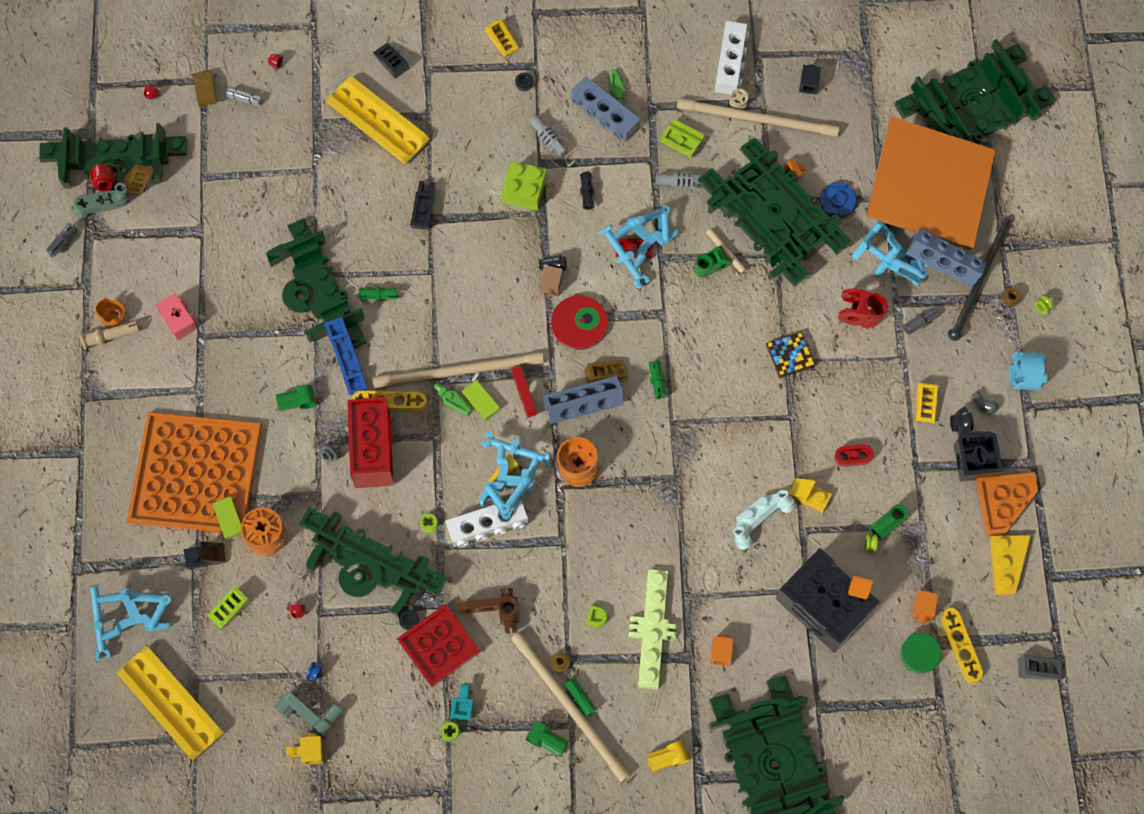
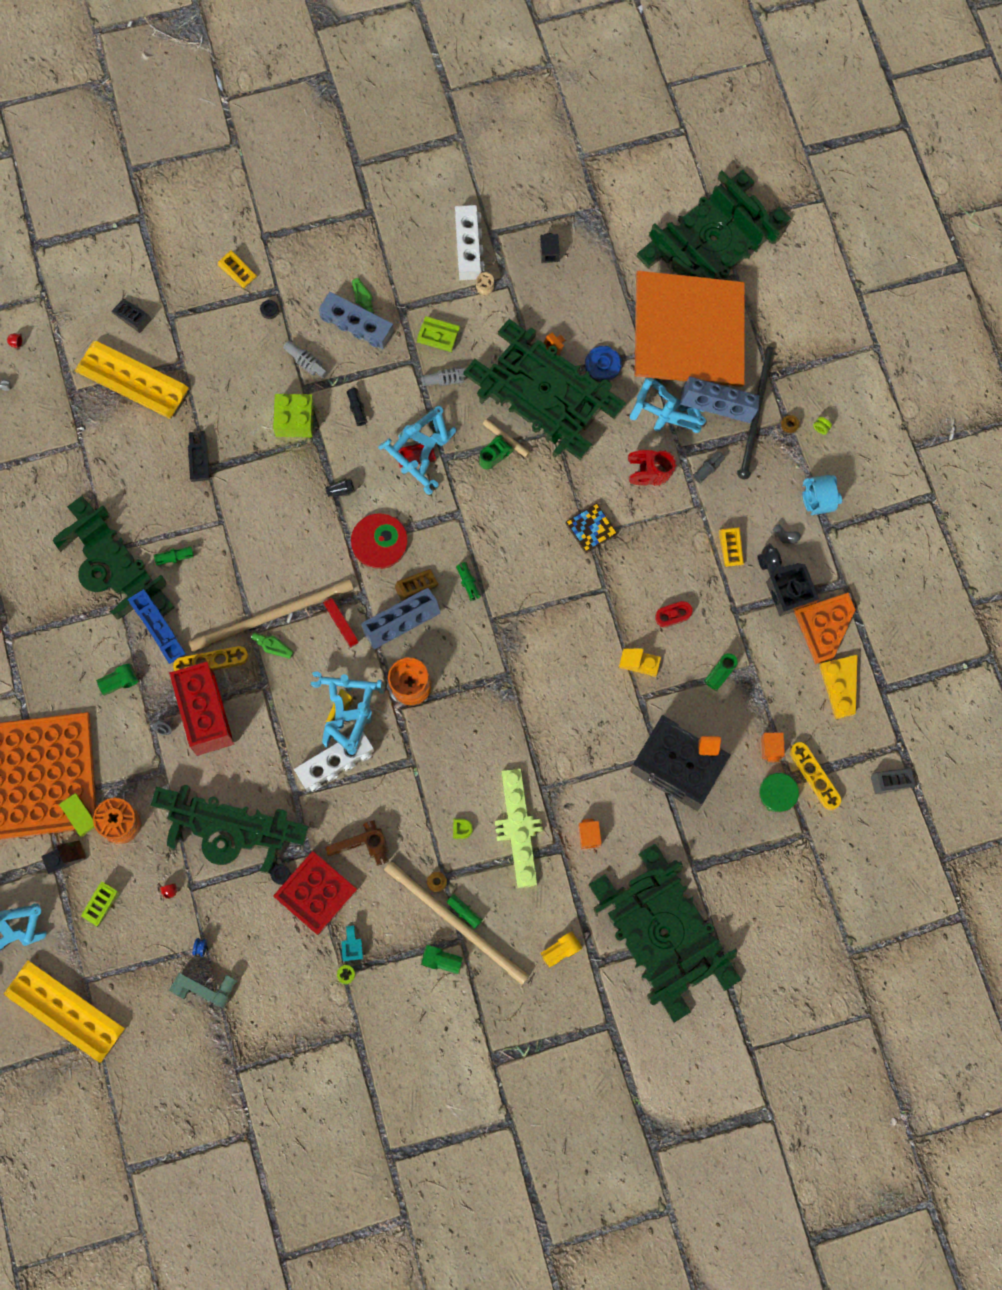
camera: 15 degrees left, 5 degrees up
(310, 749) = (213, 1025): yellow brick -> none
(428, 529) = (278, 780): lime bush -> none
(480, 400) = (300, 640): lime tile -> none
(551, 281) = (341, 506): medium nougat brick -> none
(759, 512) = (594, 692): light aqua plate -> none
(824, 129) = (574, 295): tan piece -> none
(871, 542) = (708, 696): lime bush -> none

